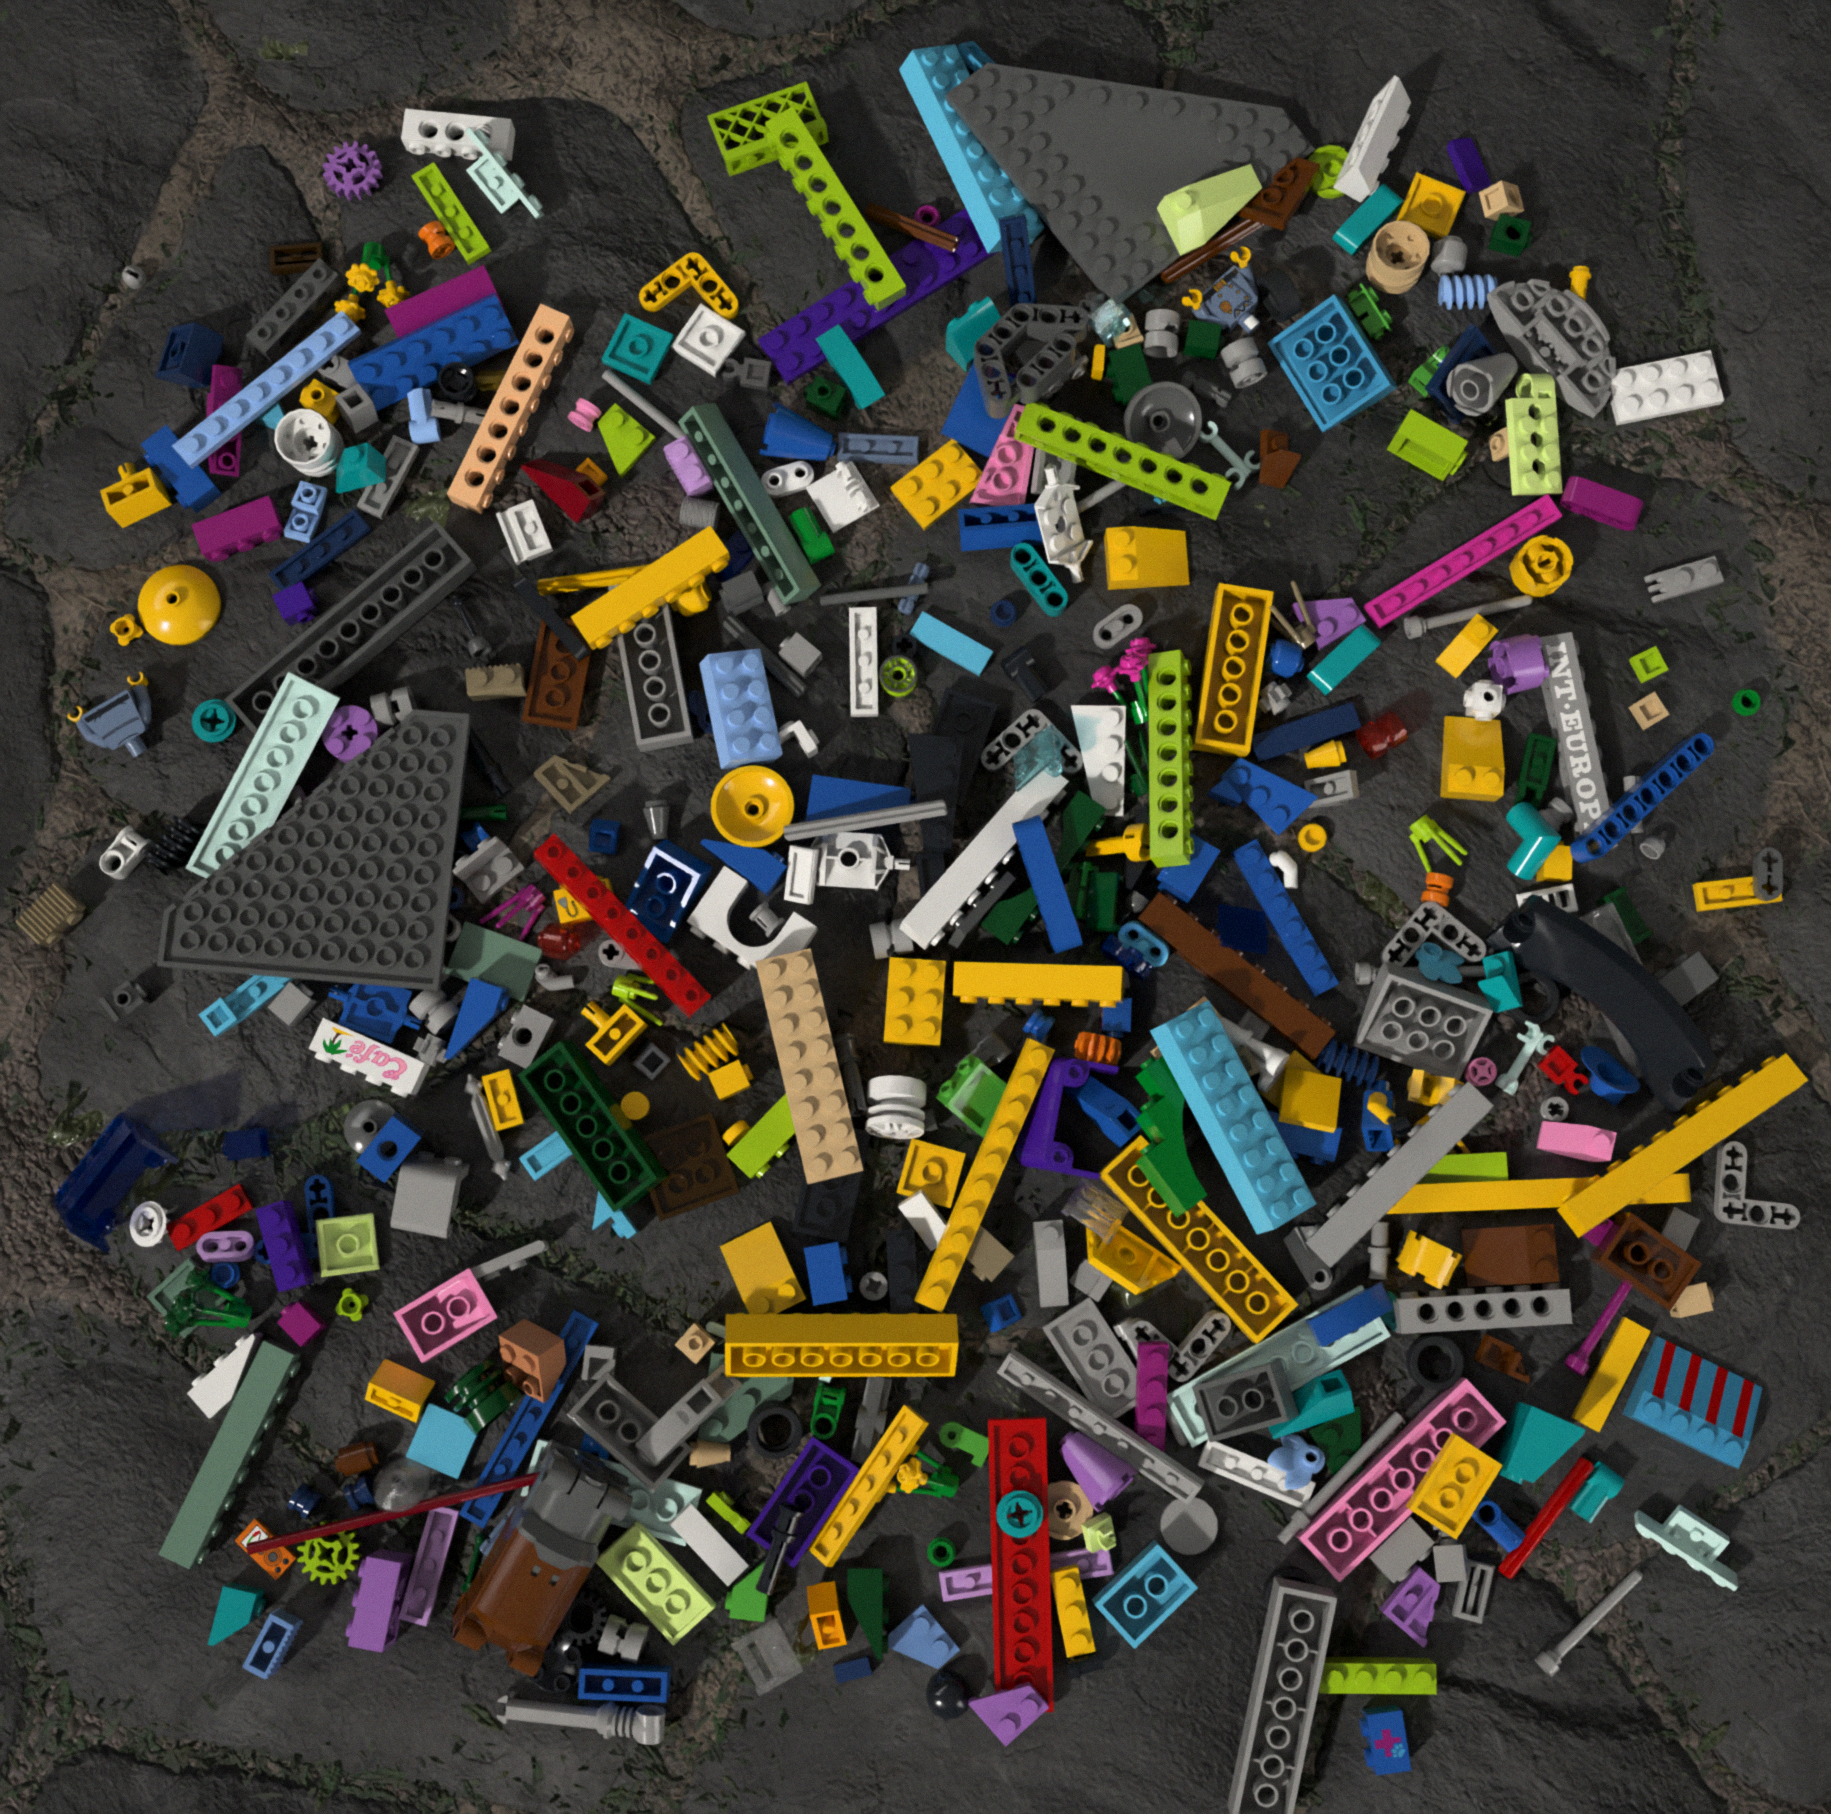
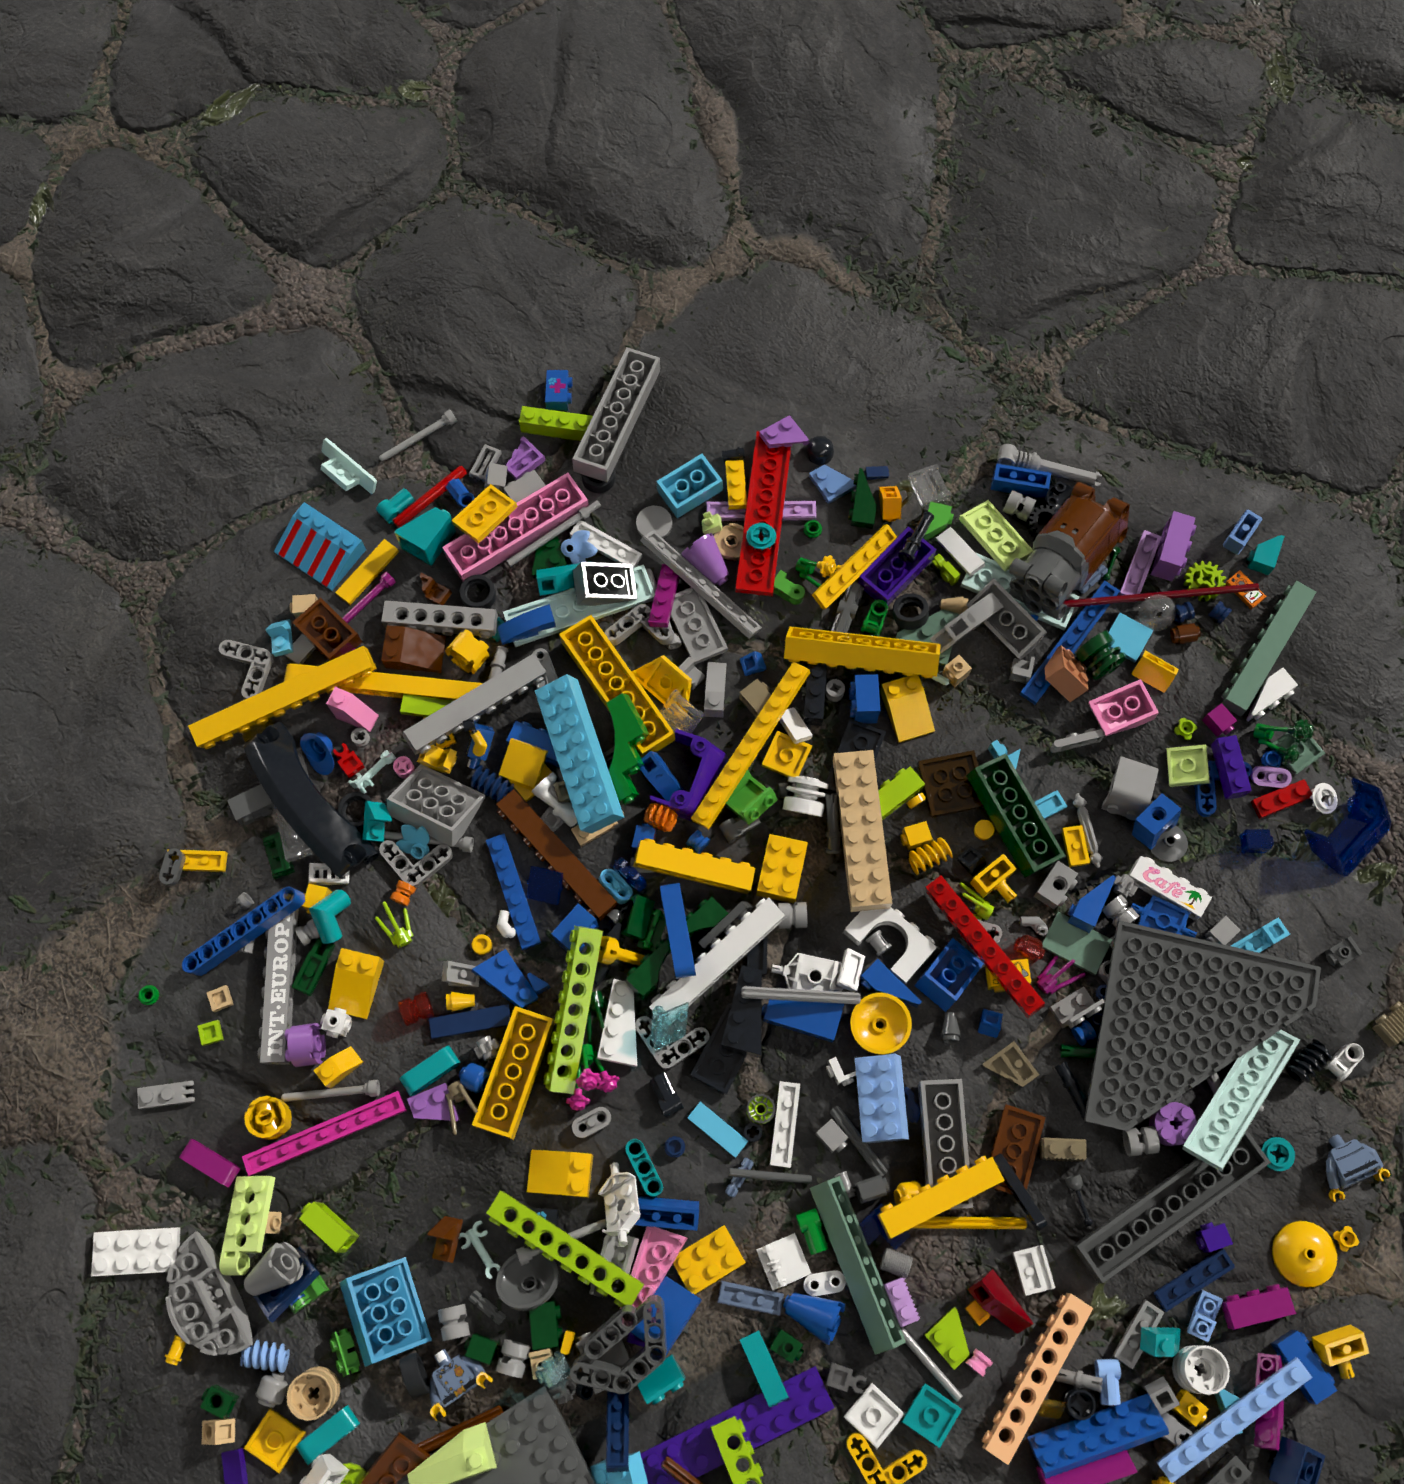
camera: 170 degrees left, 10 degrees down
(1711, 1245) = (281, 637): none -> medium azure slope

